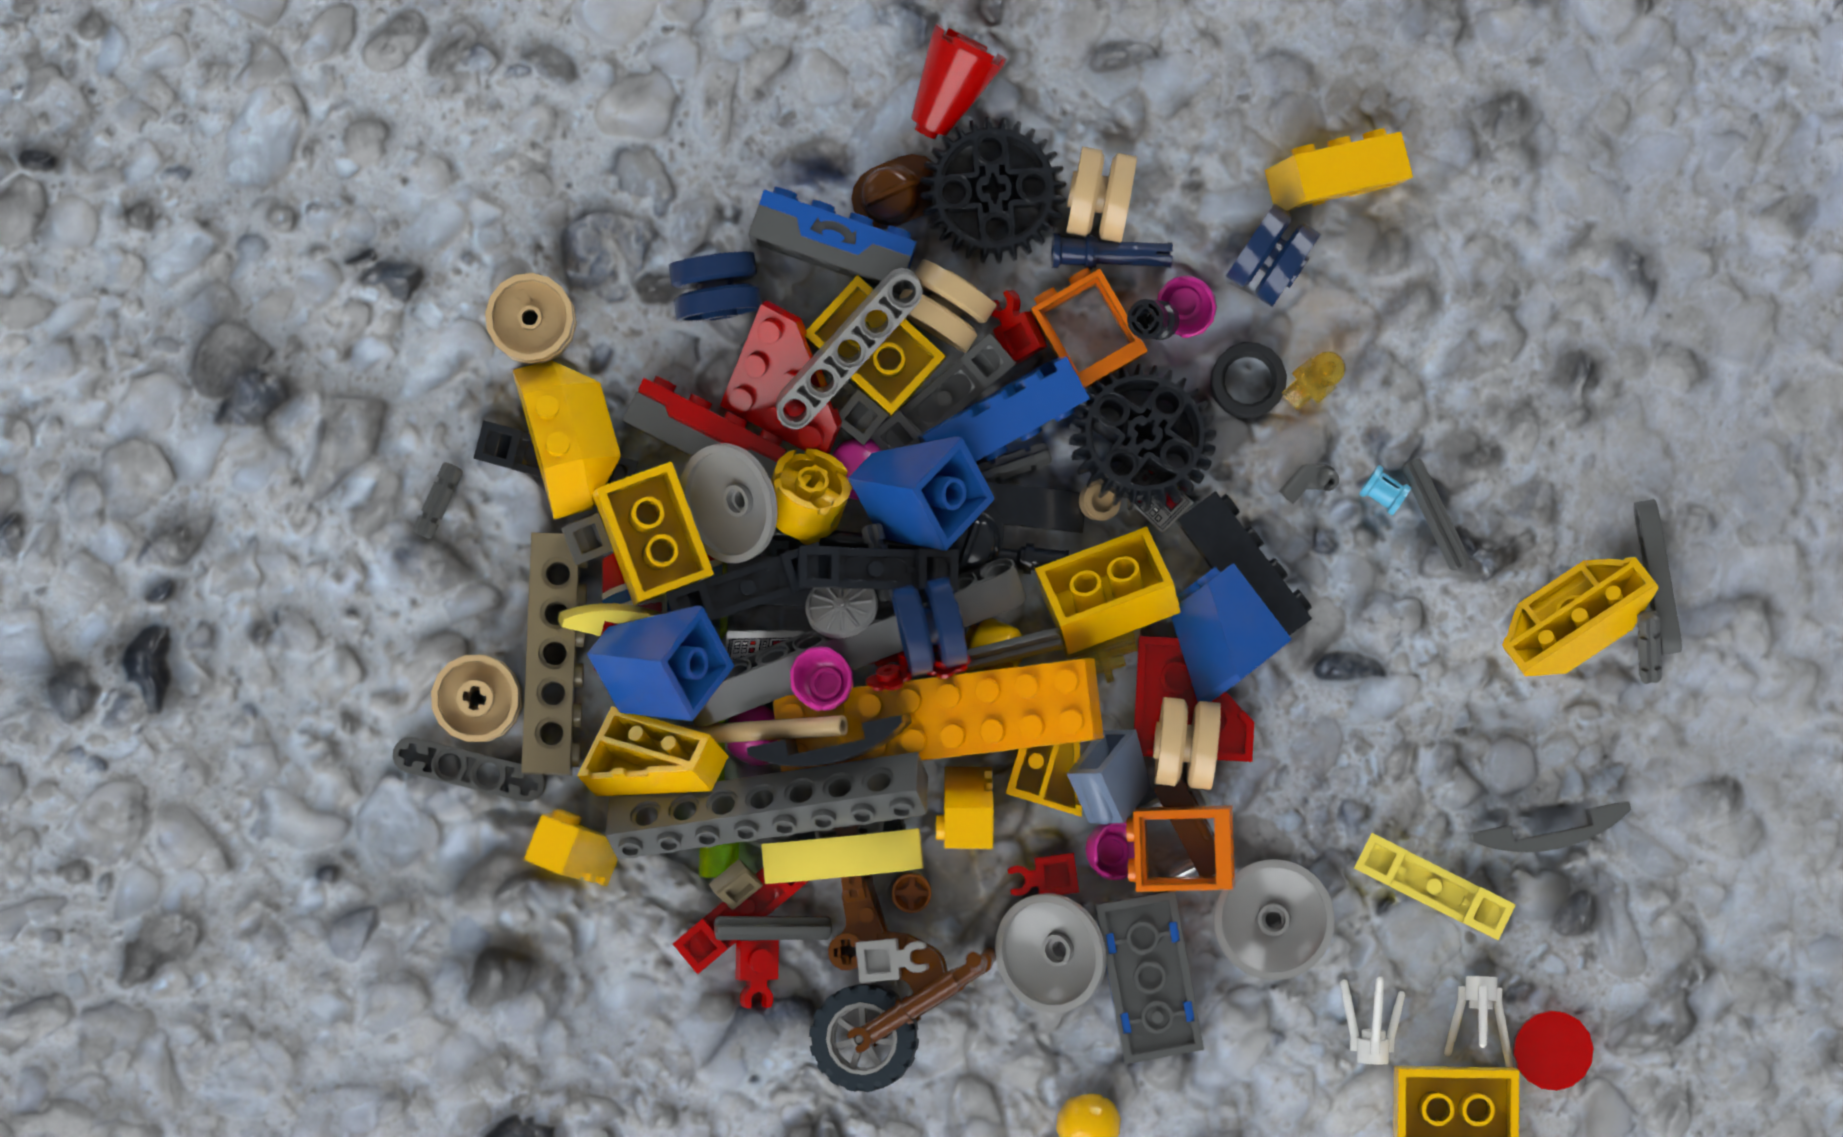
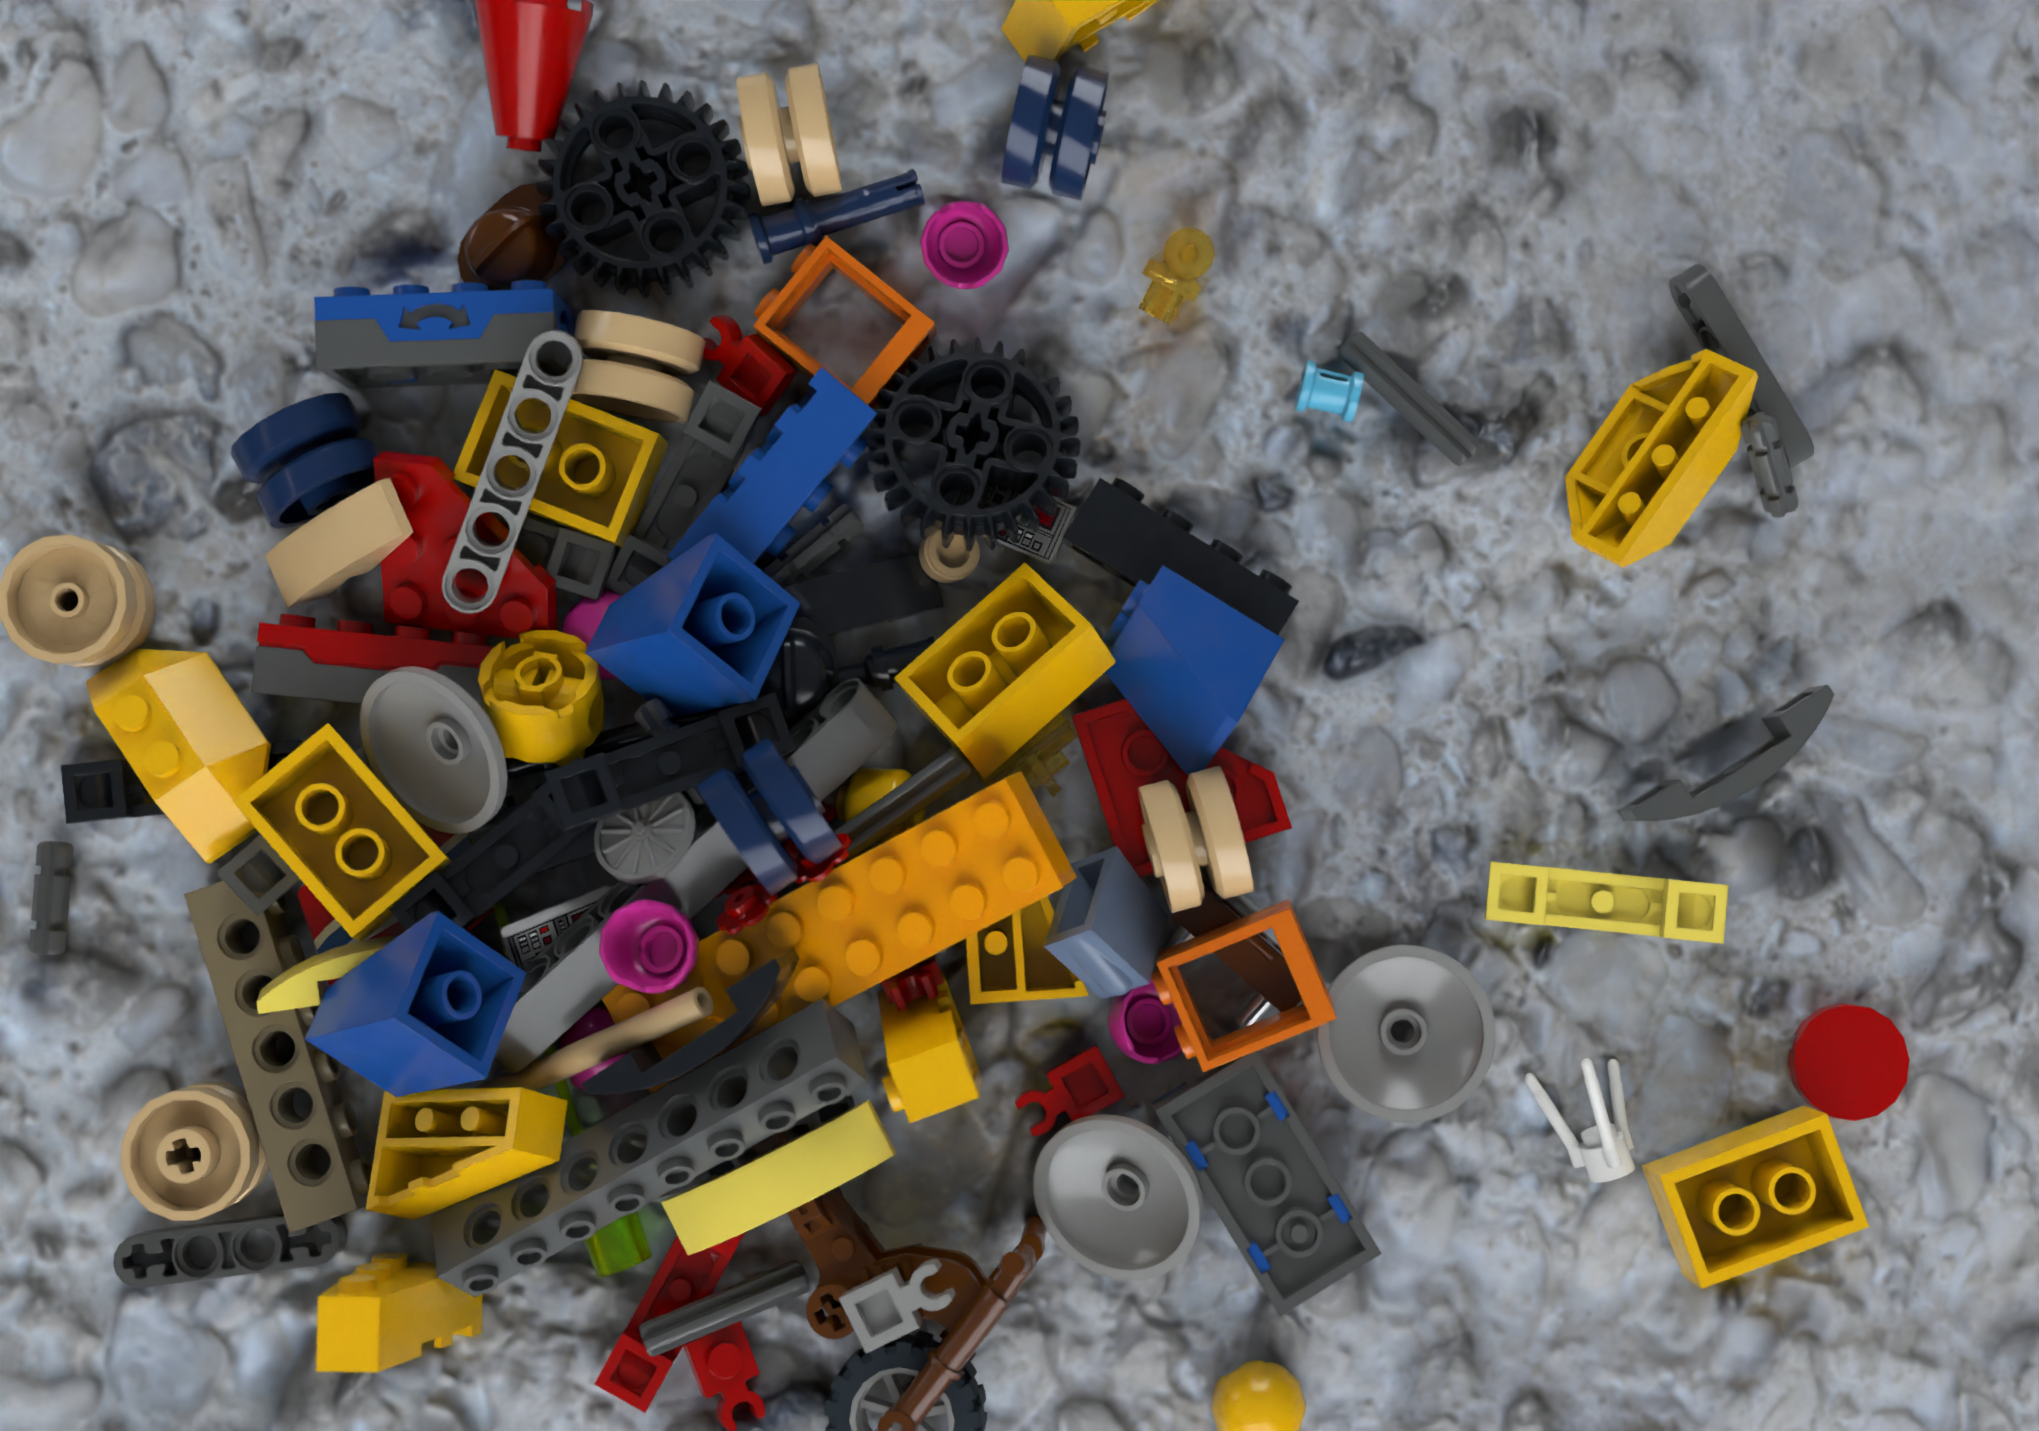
camera: 20 degrees left, 0 degrees up
(715, 348) = (339, 544): none -> tan slope
(736, 884) = (649, 1270): dark tan tile -> none
(910, 898) = (897, 1195): dark orange wheel -> none
(973, 766) = (914, 983): none -> red plate
(1162, 320) = (939, 276): black wheel -> none
(1257, 351) = (1091, 270): black tyre -> none
(1310, 477) = (1220, 414): dark grey arm -> none
(1481, 994) = (1730, 1024): white plant -> none

